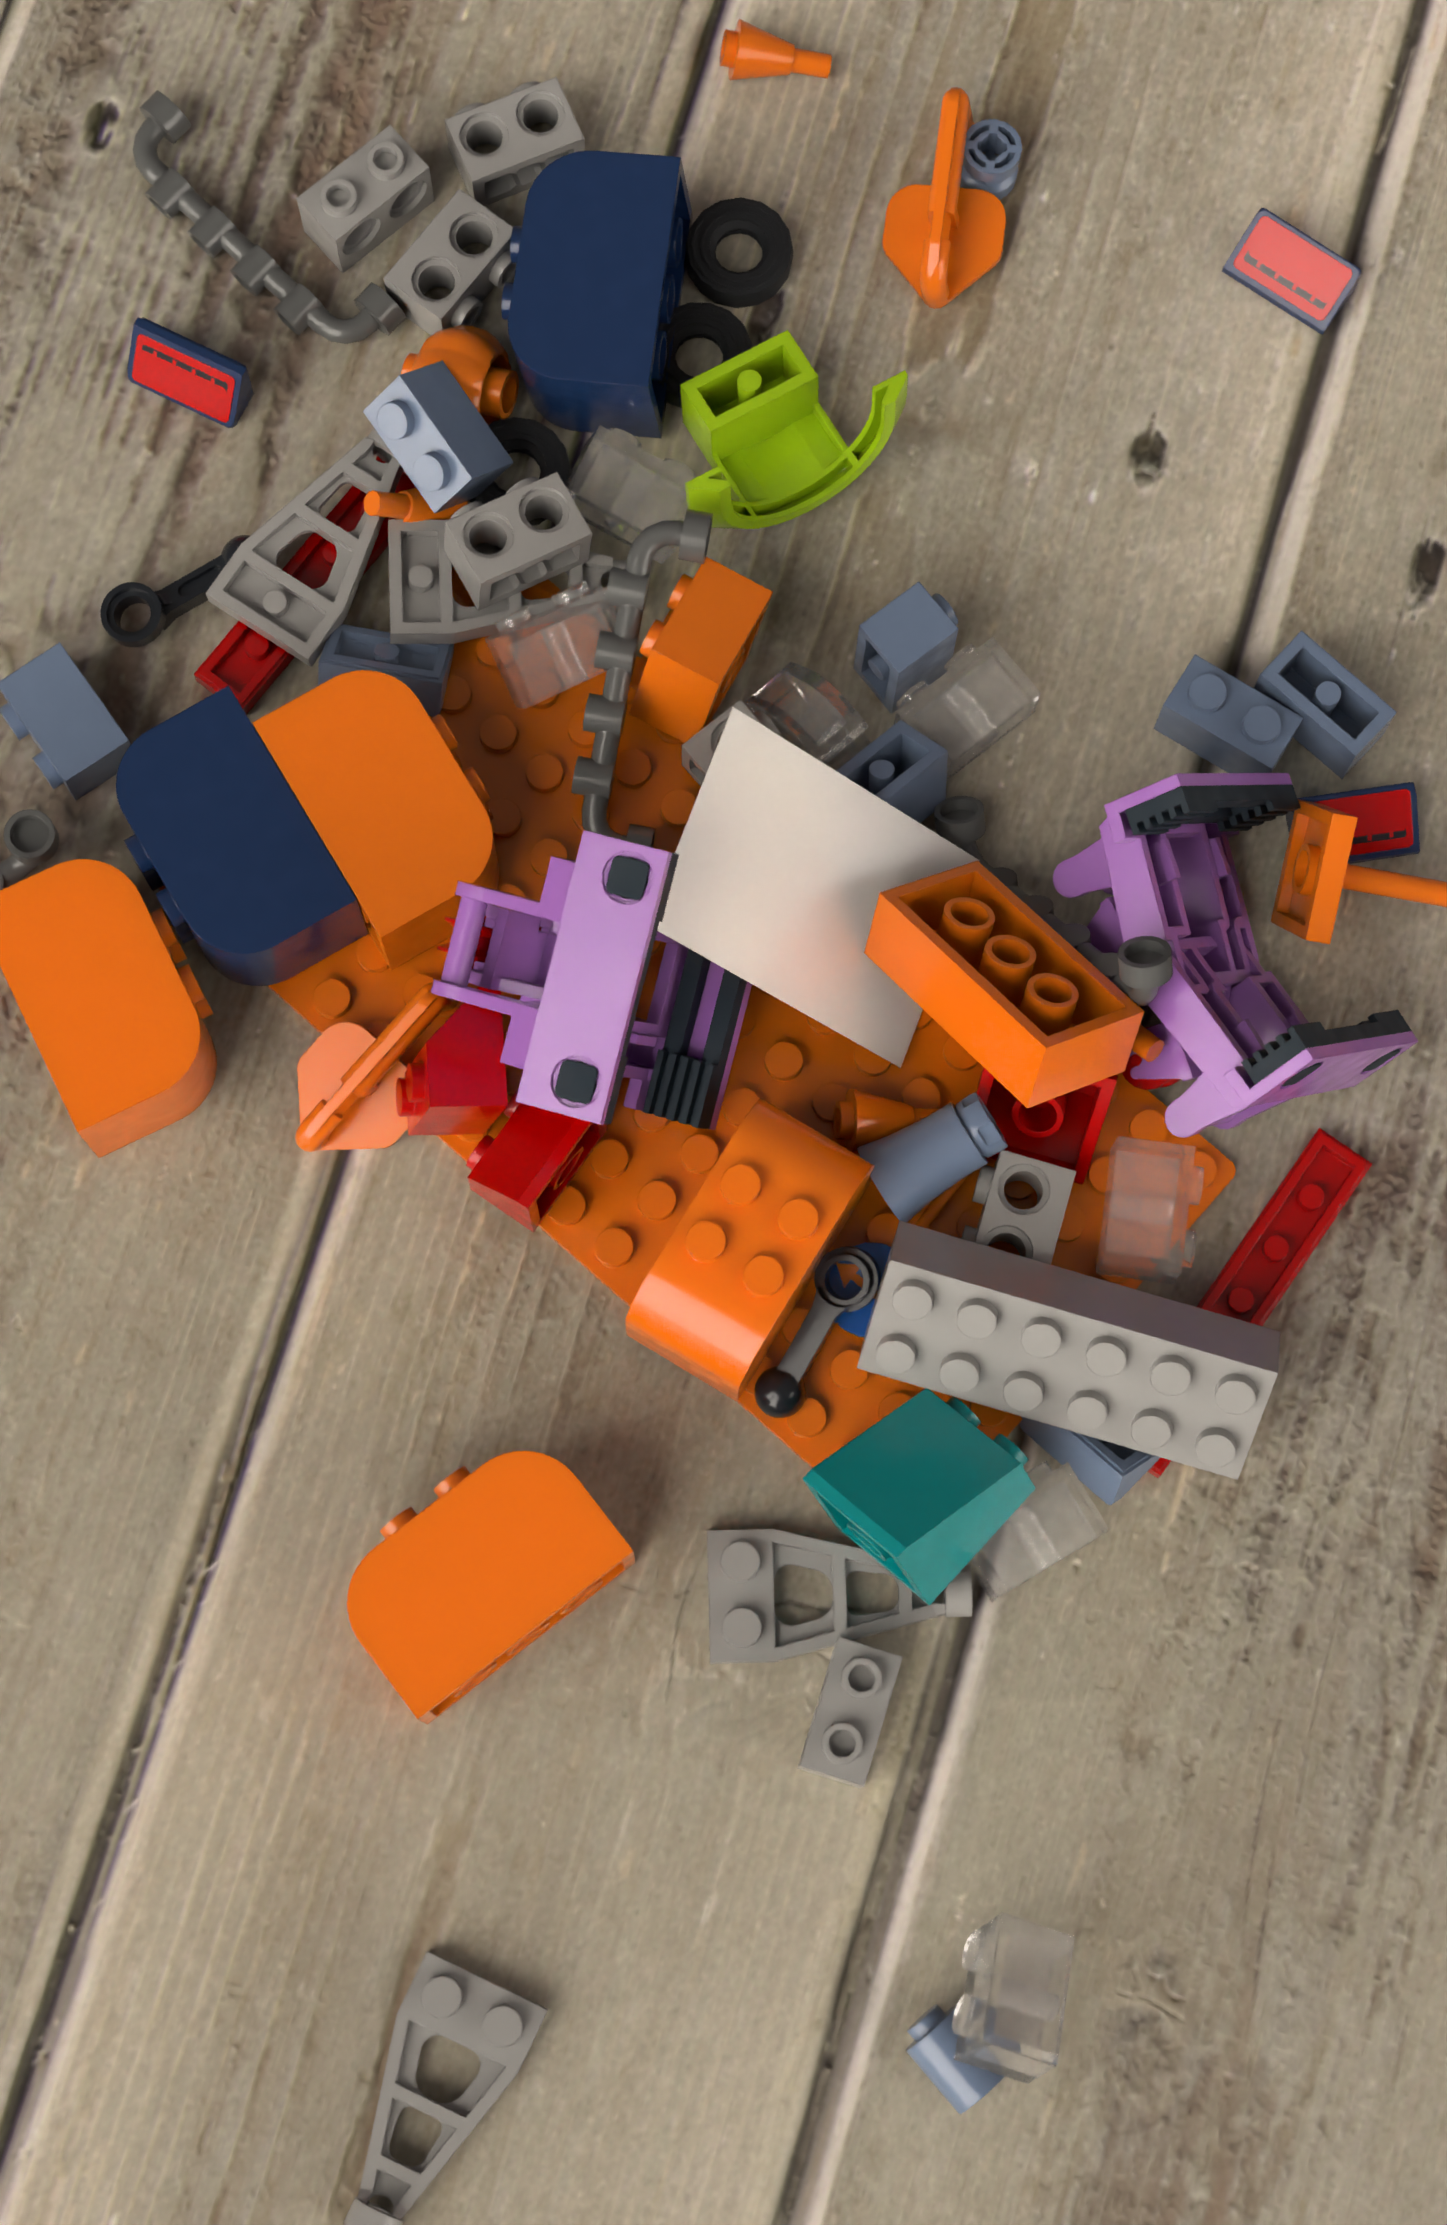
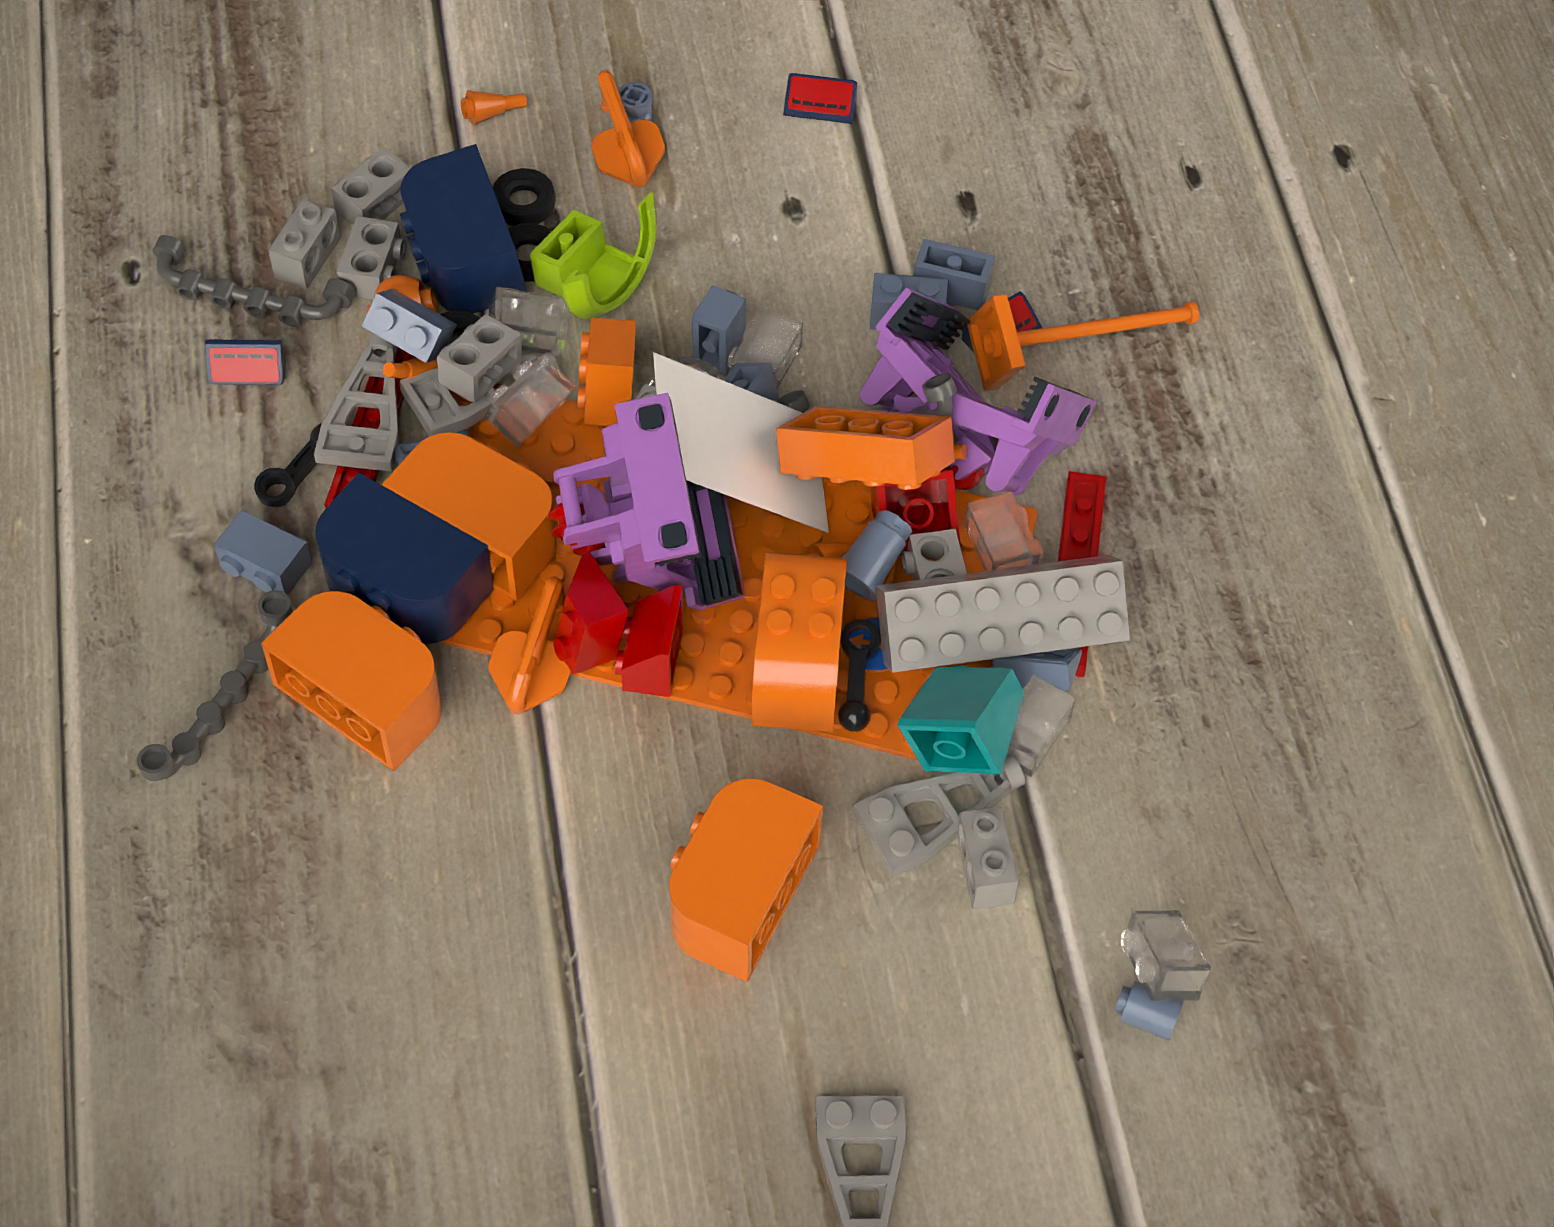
camera: 25 degrees left, 20 degrees down
(617, 655) = (566, 381): dark grey bar -> none

